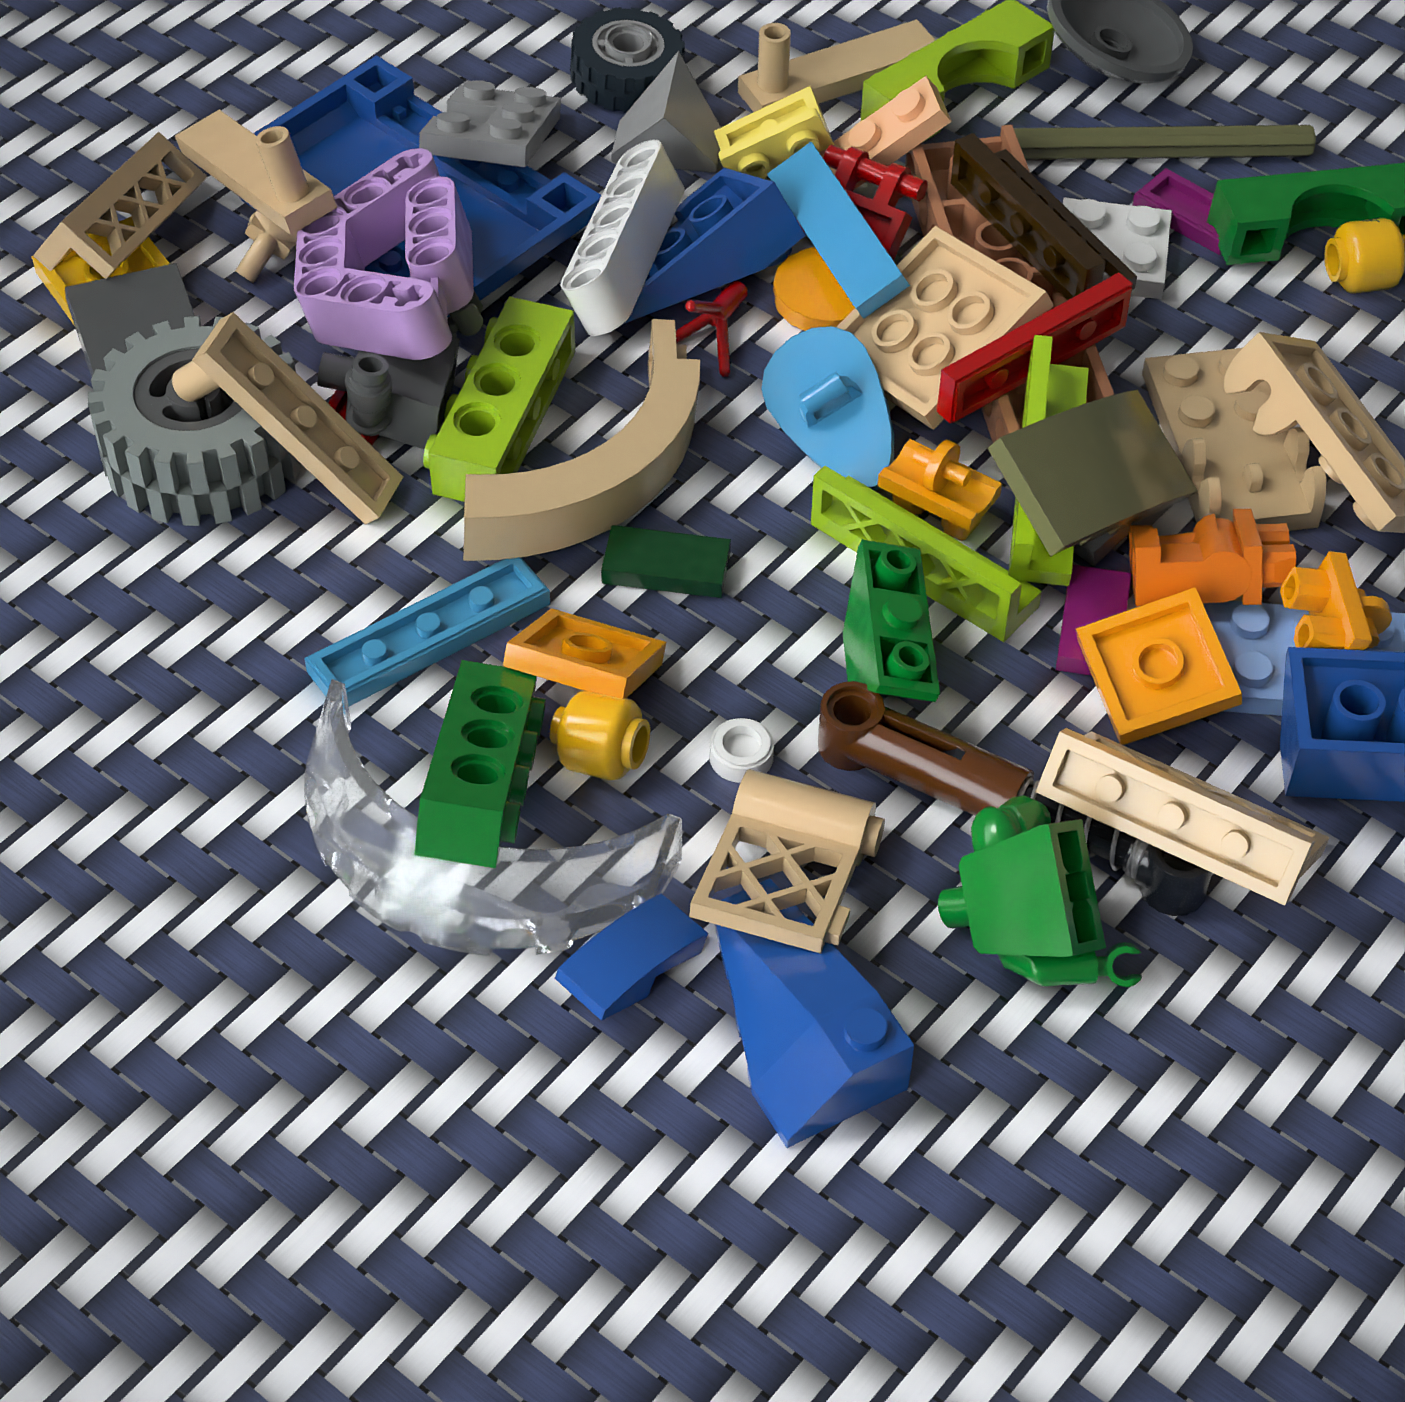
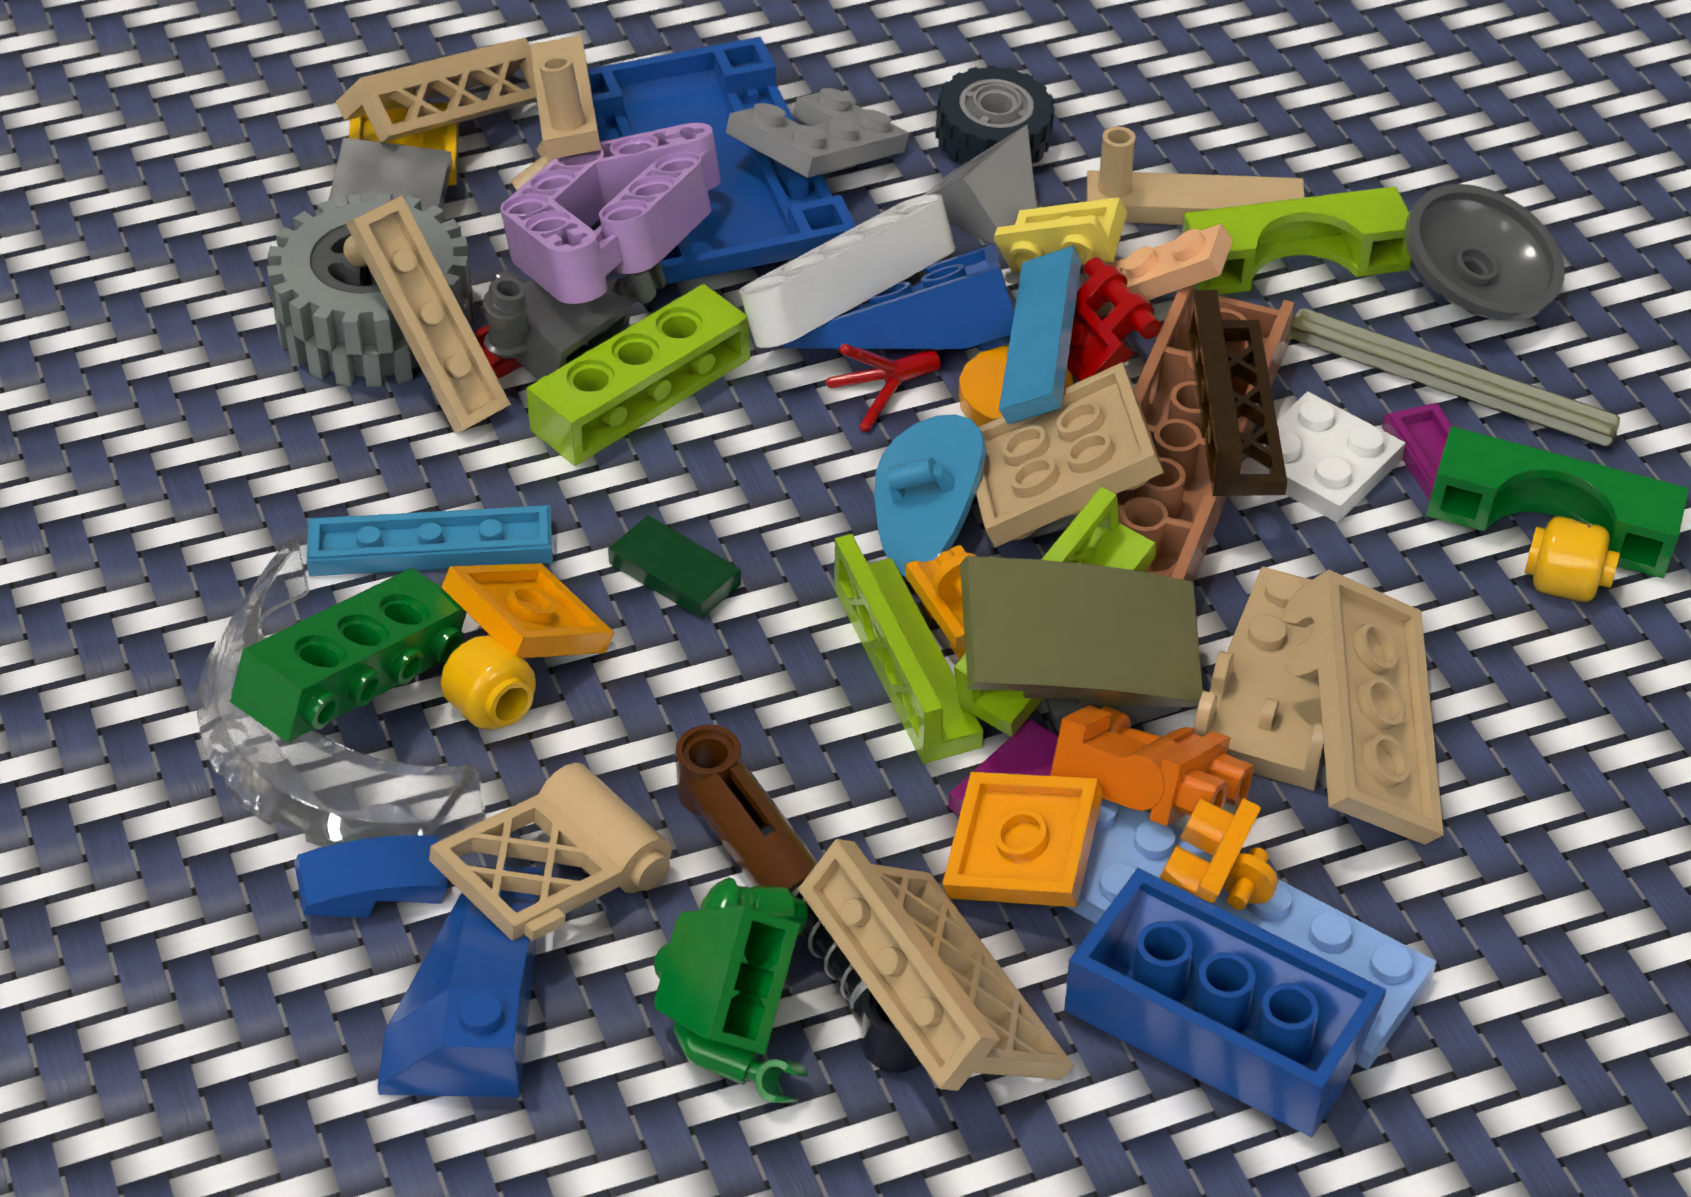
camera: 30 degrees right, 5 degrees down
(602, 488) = (672, 474): tan arch -> none
(740, 746) = (609, 750): white tile -> none
(889, 624) = (804, 694): green slope -> none
(1005, 361) = (1144, 503): red tile -> none

